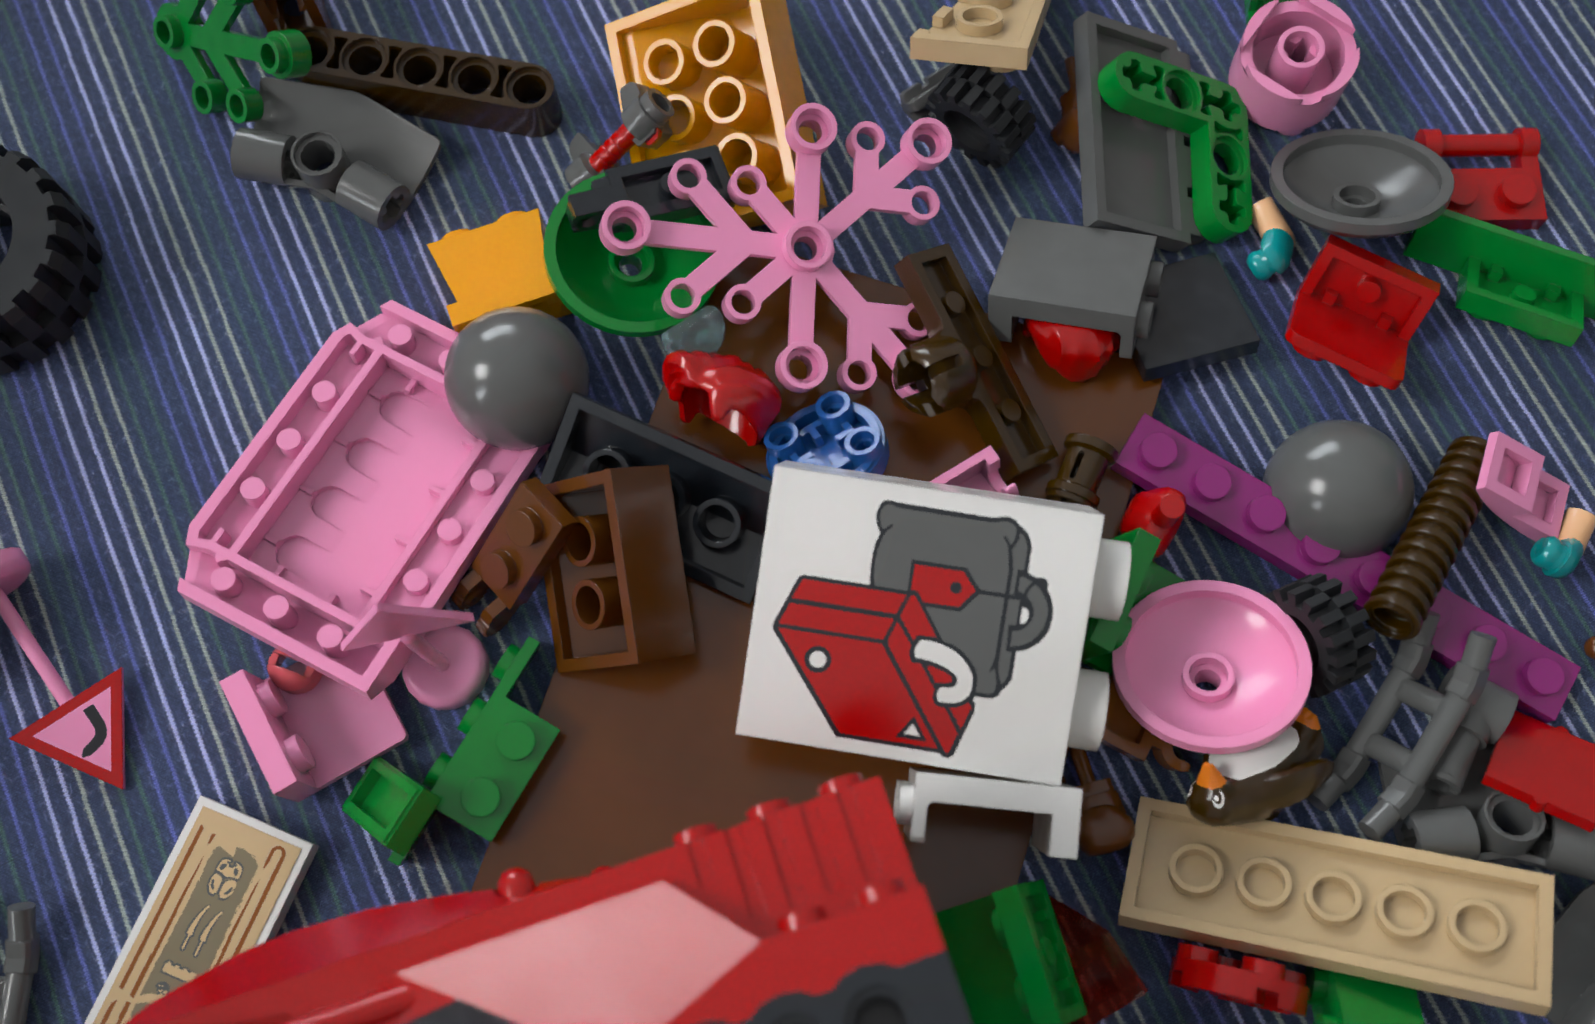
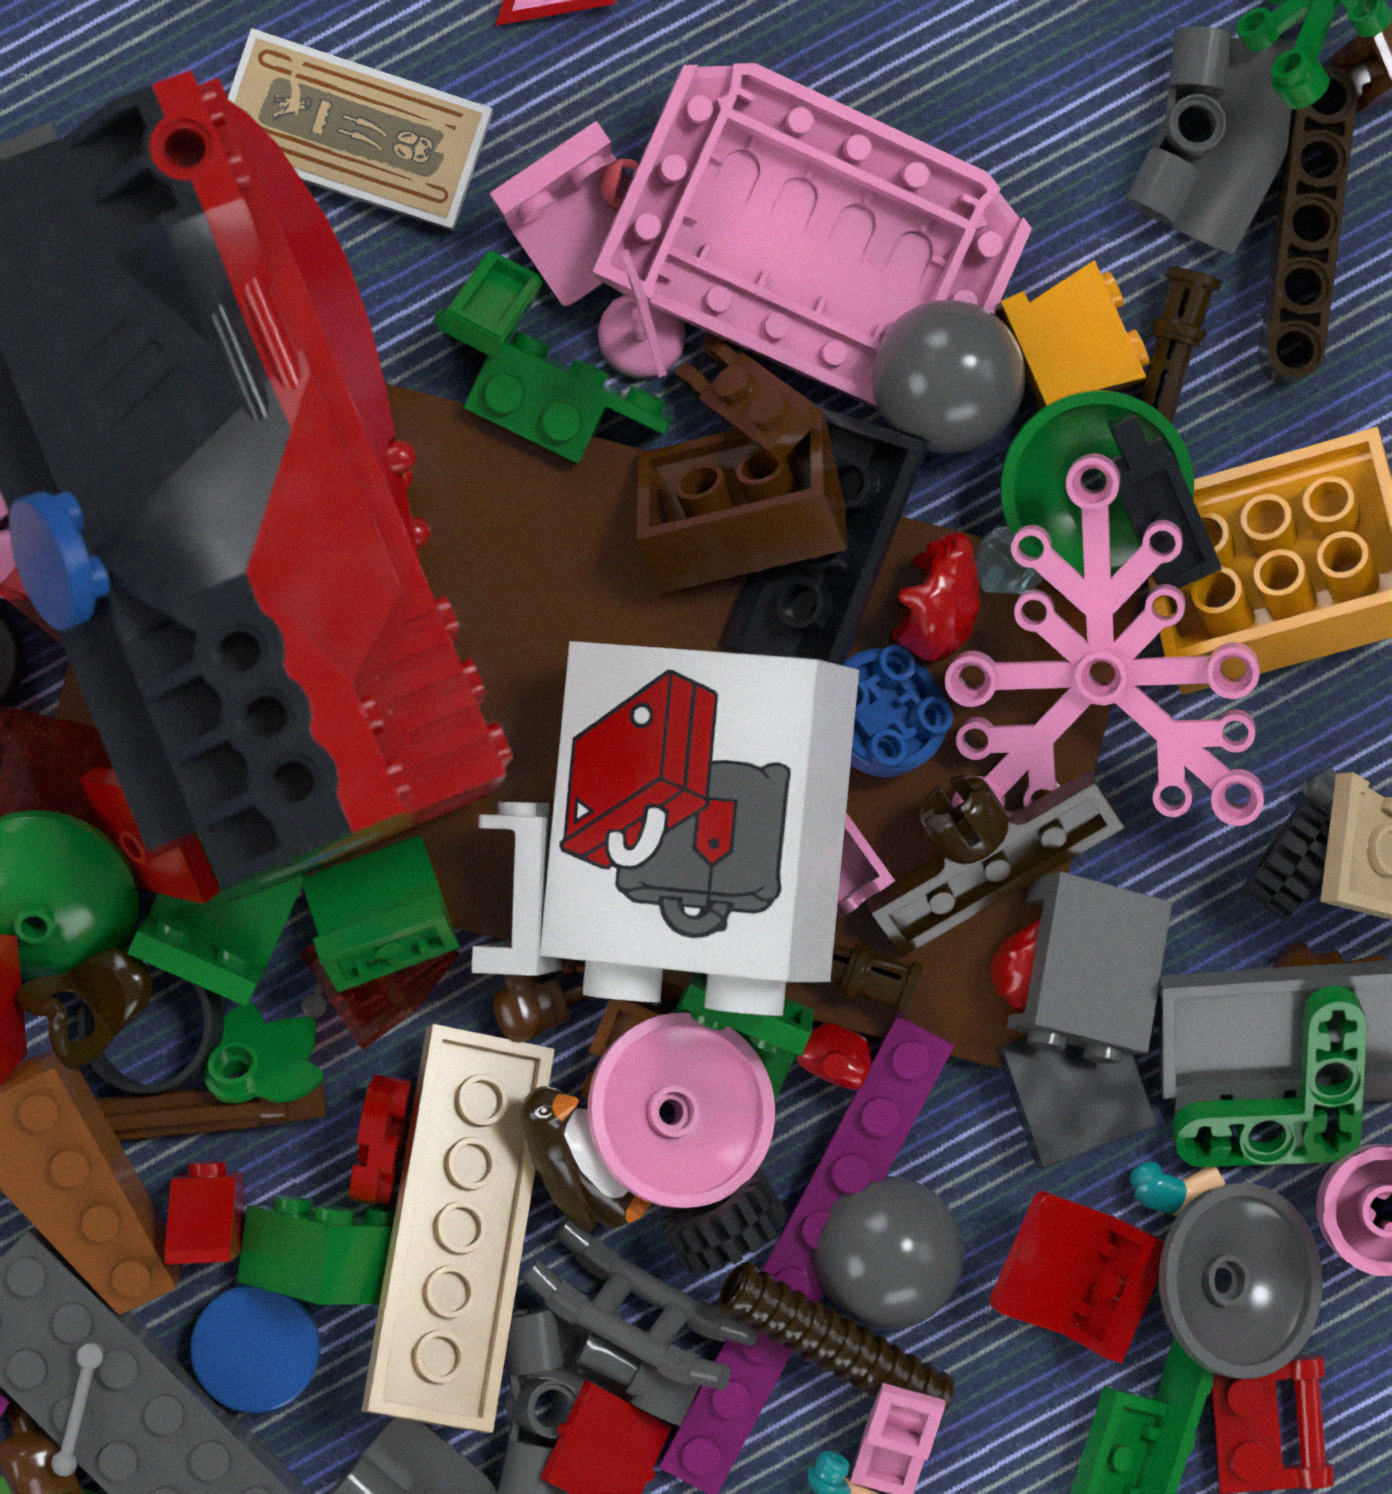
camera: 85 degrees right, 15 degrees up
(495, 187) = (1178, 330): none -> dark brown pin
(644, 123) = (1252, 484): dark grey piece -> none

